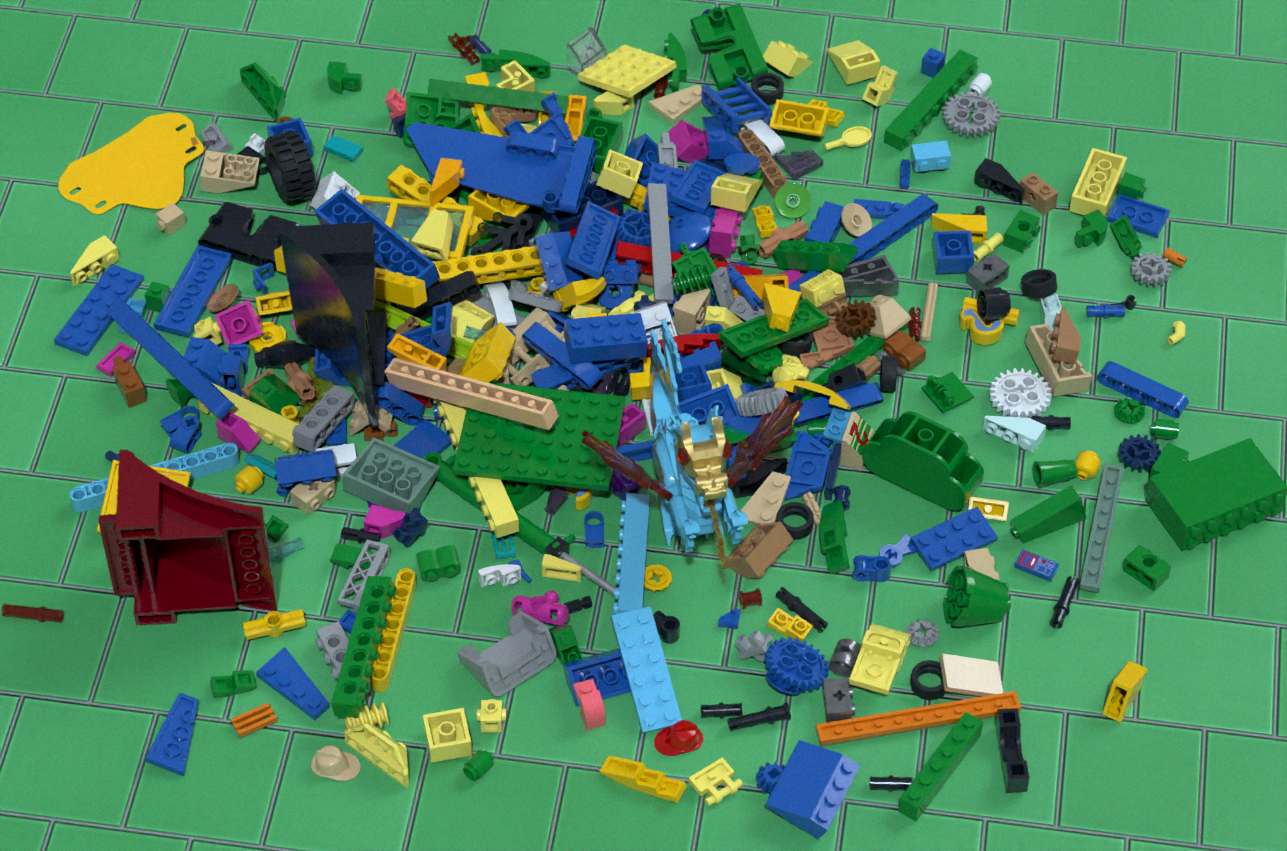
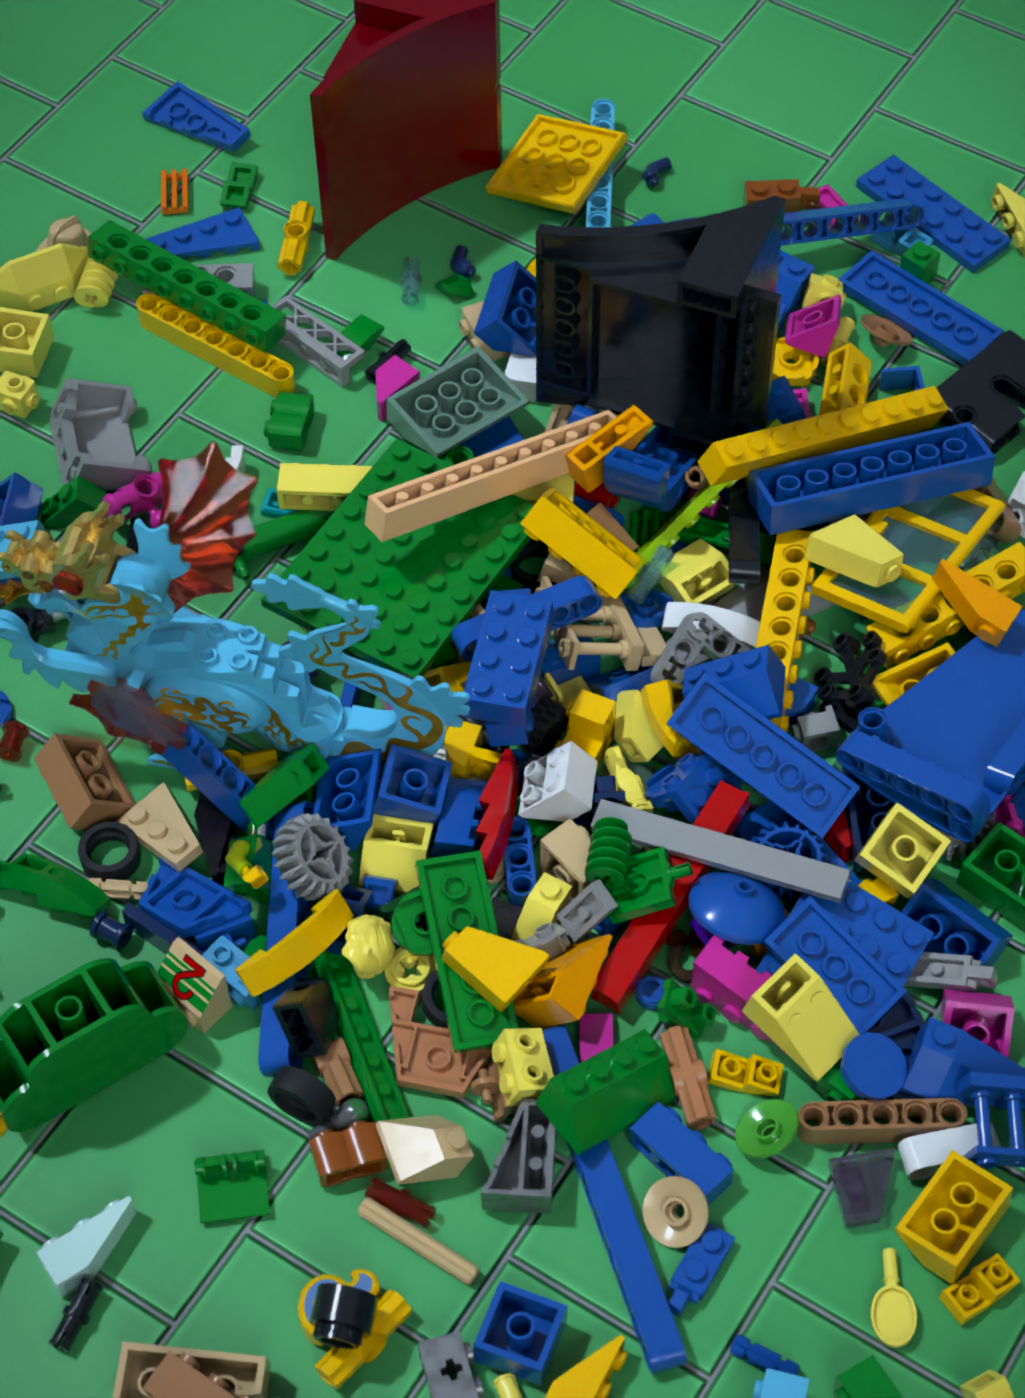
camera: 115 degrees right, 5 degrees up
(412, 526) = (361, 407): dark blue hips -> none
(594, 533) = (240, 607): blue piece -> none
(738, 281) = (576, 933): blue pin -> none
(856, 318) = (437, 1093): reddish brown gear -> none
(1020, 394) = (188, 1300): white gear -> none

